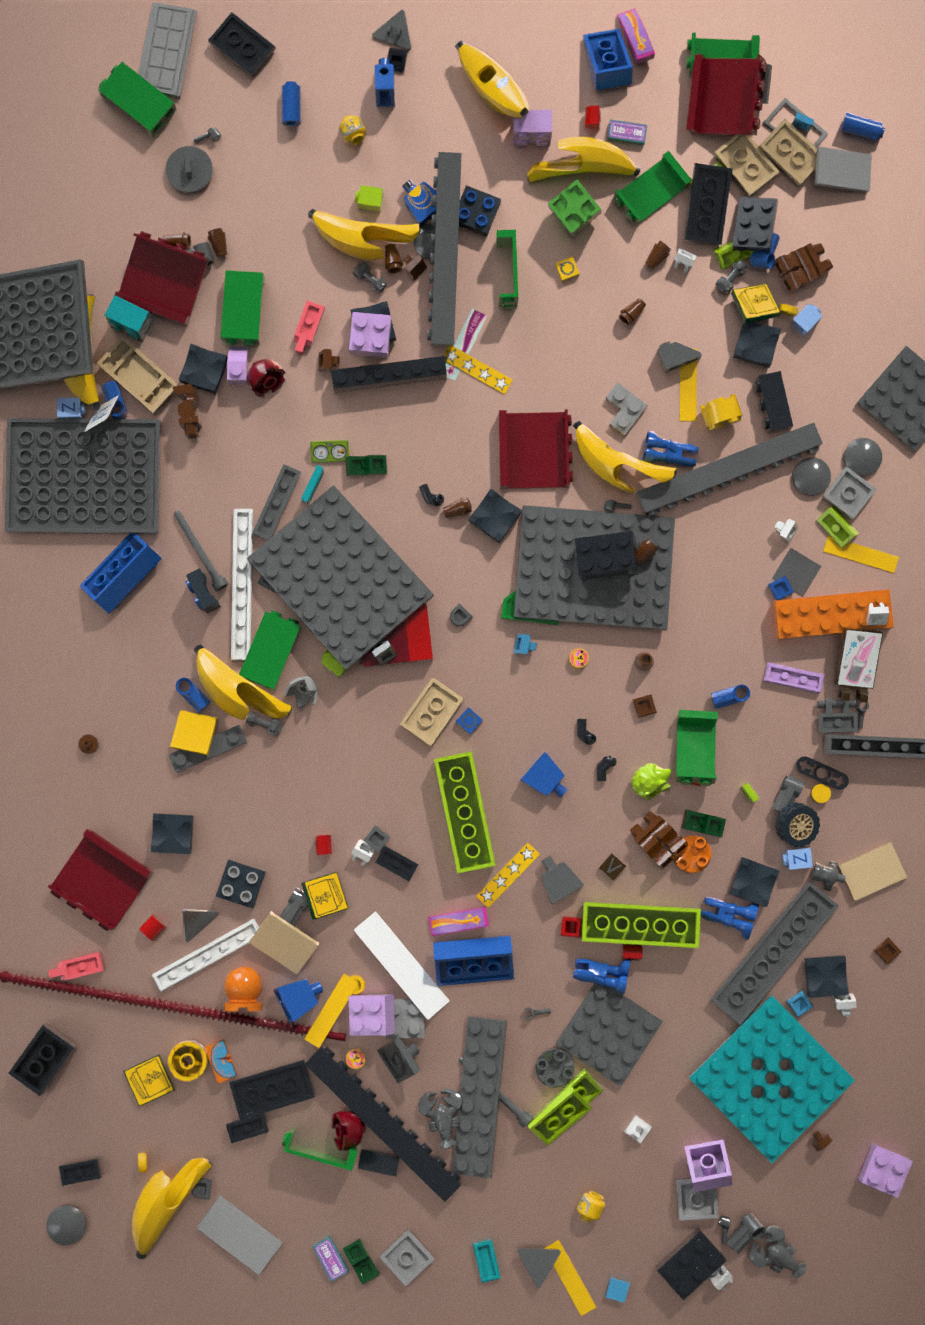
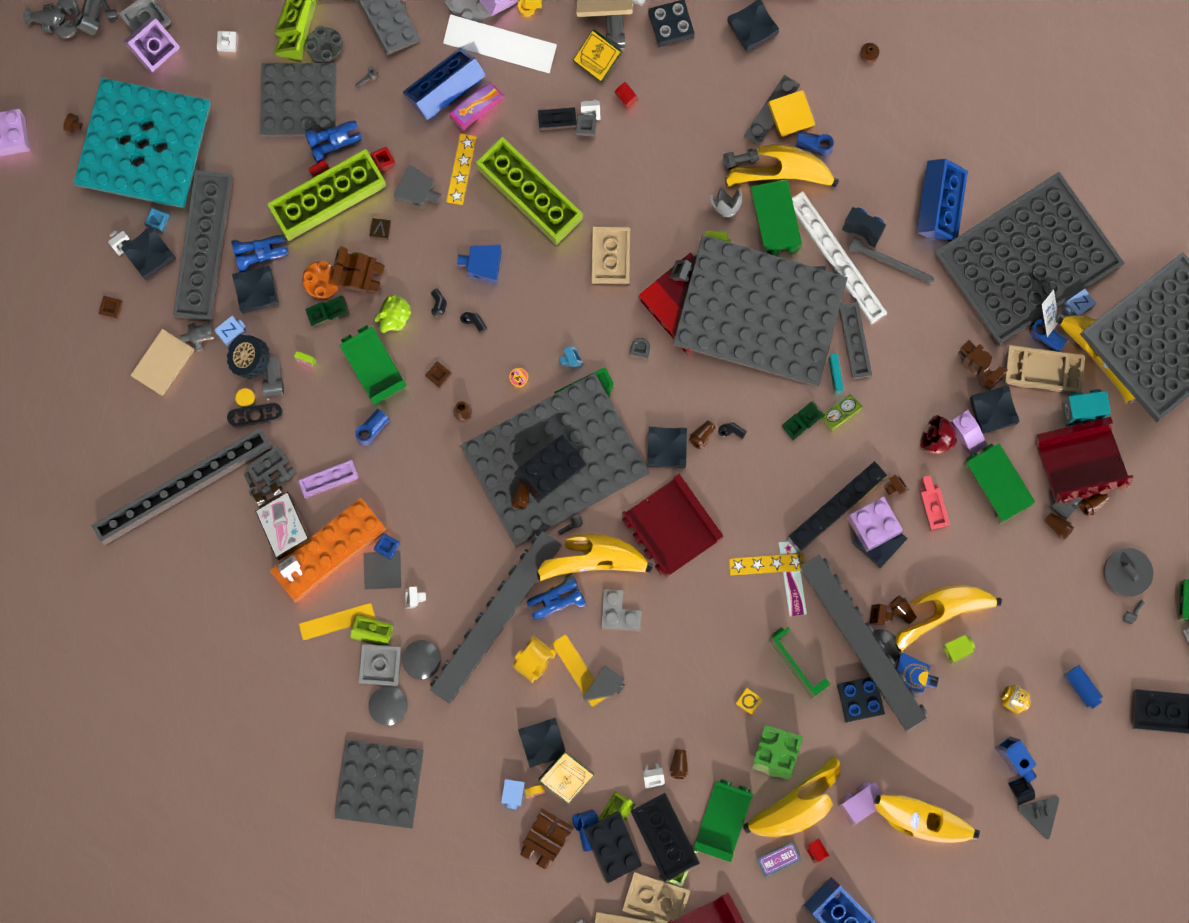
camera: 150 degrees right, 5 degrees down
(362, 270) = (921, 582): dark grey bar -> none
(469, 720) = (575, 269): blue tile -> none
(631, 312) = (667, 700): reddish brown cone -> none
(725, 284) = (603, 778): dark grey bar -> none
(773, 402) = (495, 700): black brick -> none

